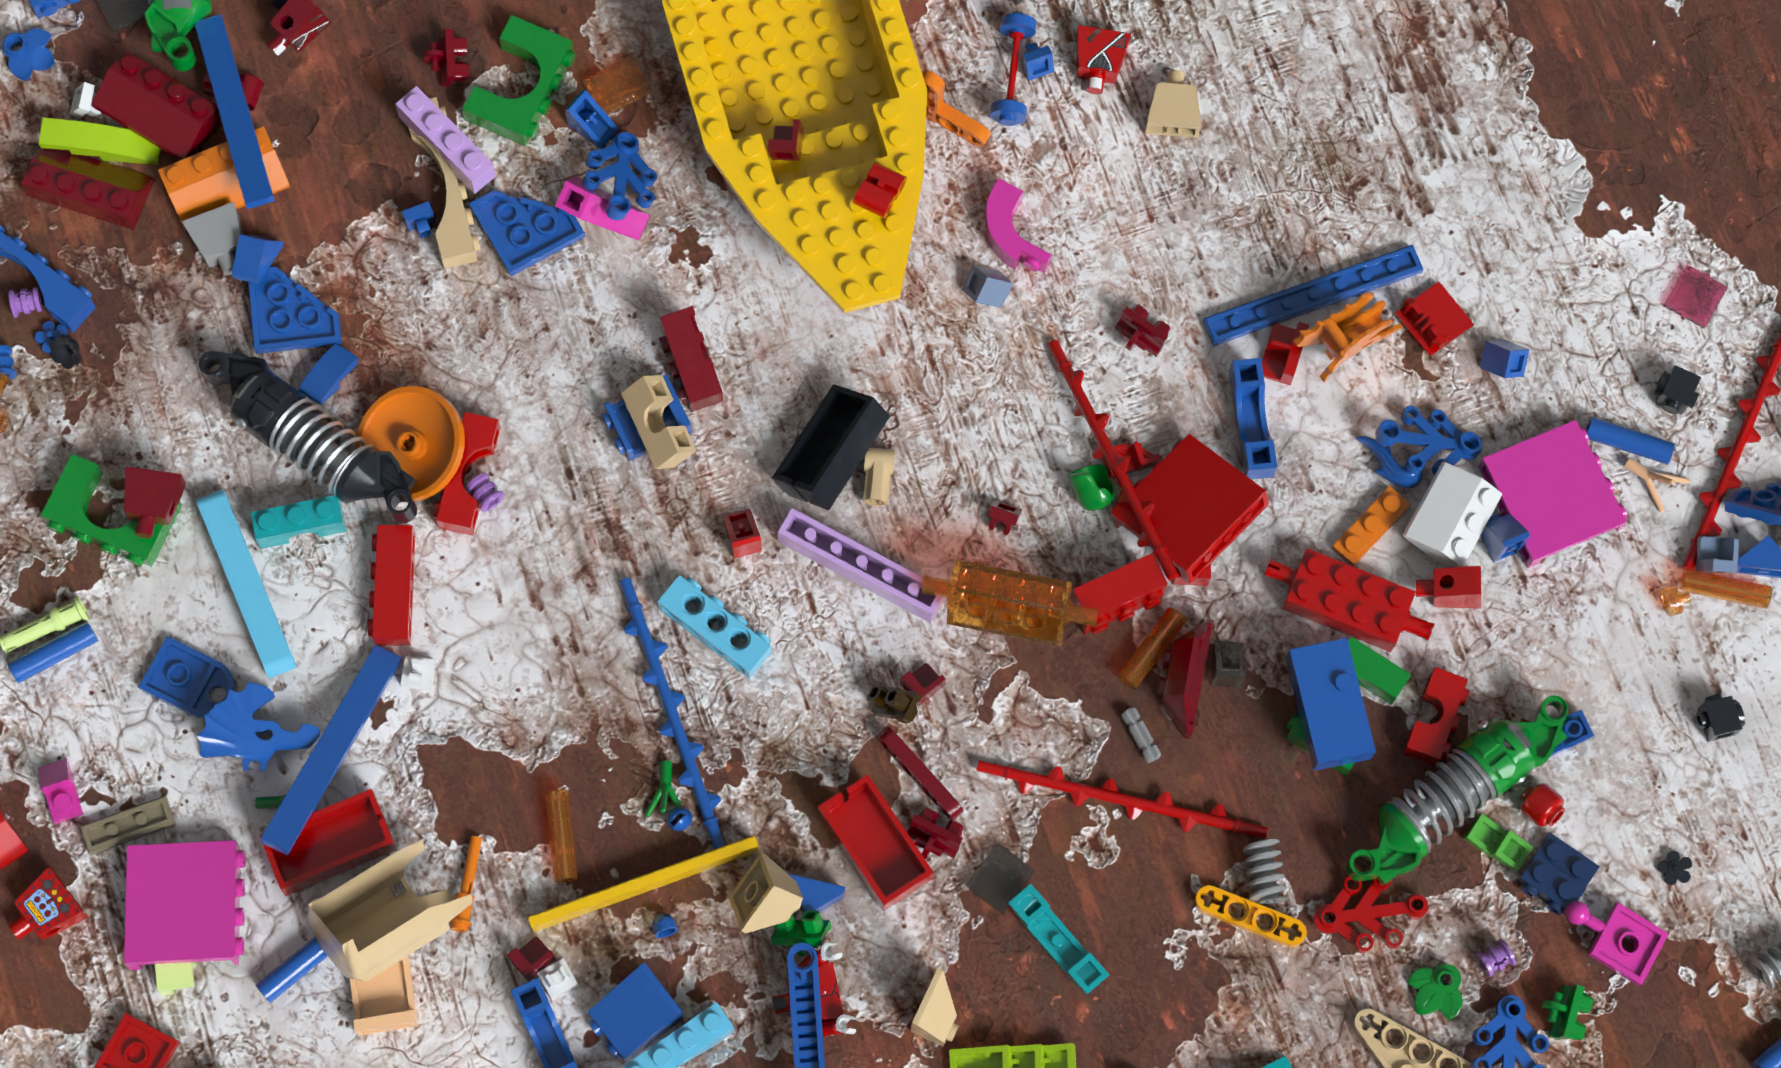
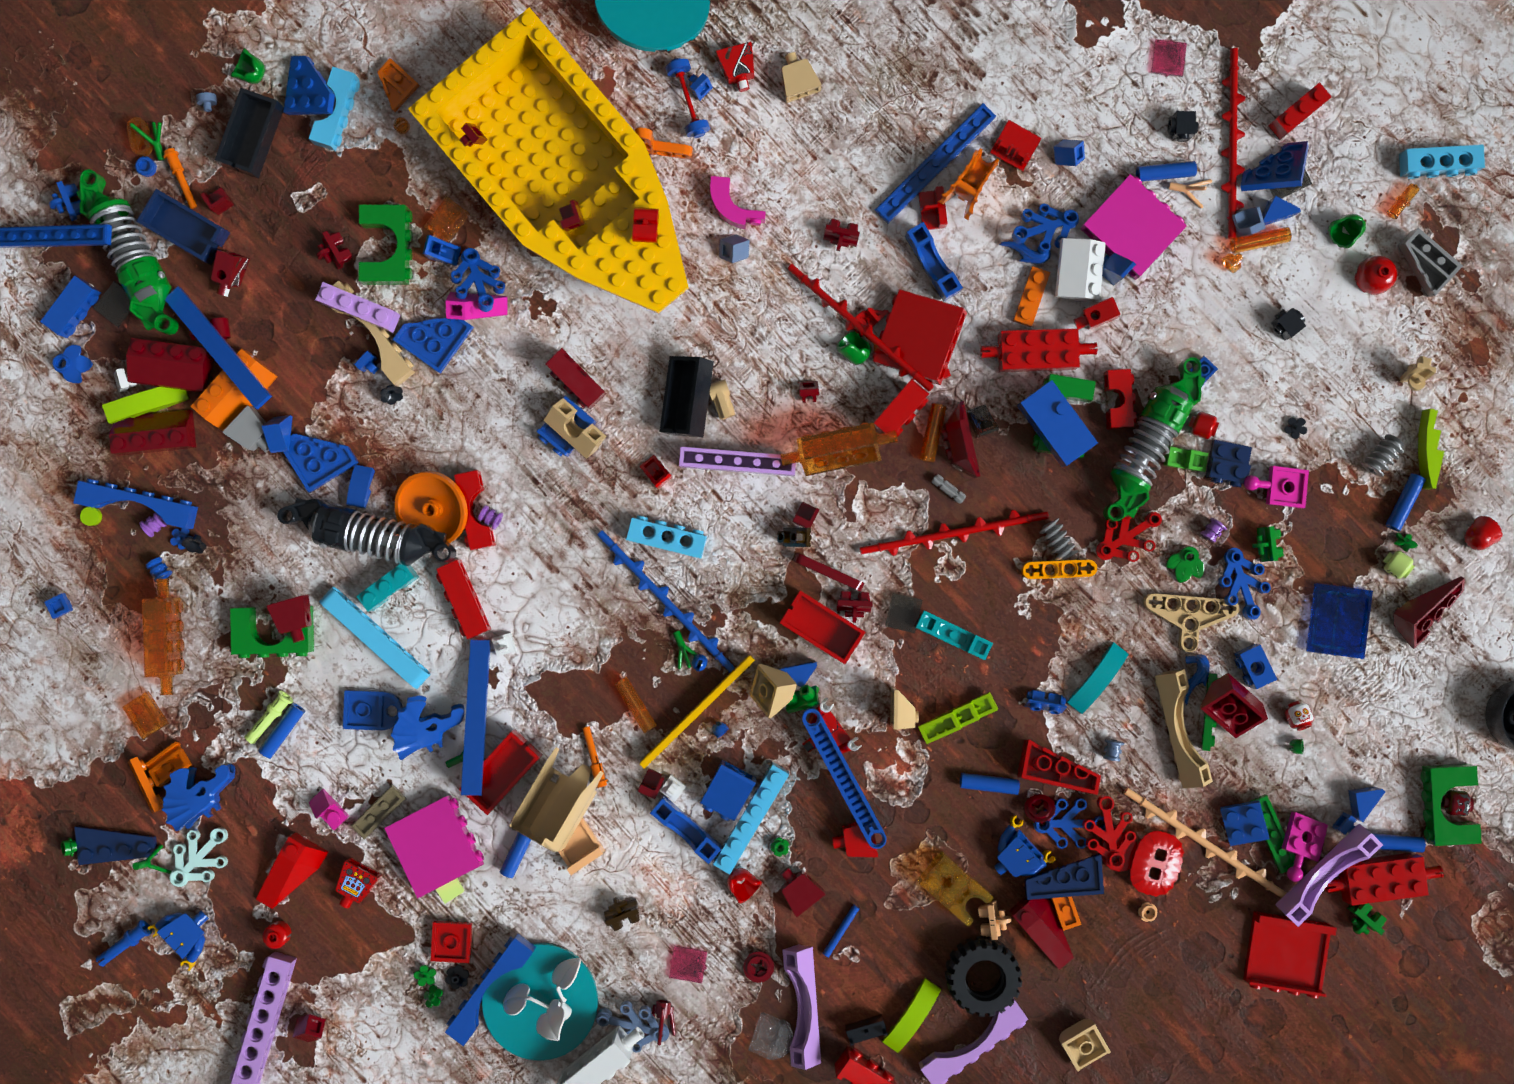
camera: 20 degrees left, 15 degrees up
(431, 273) = (391, 394): none -> black plant

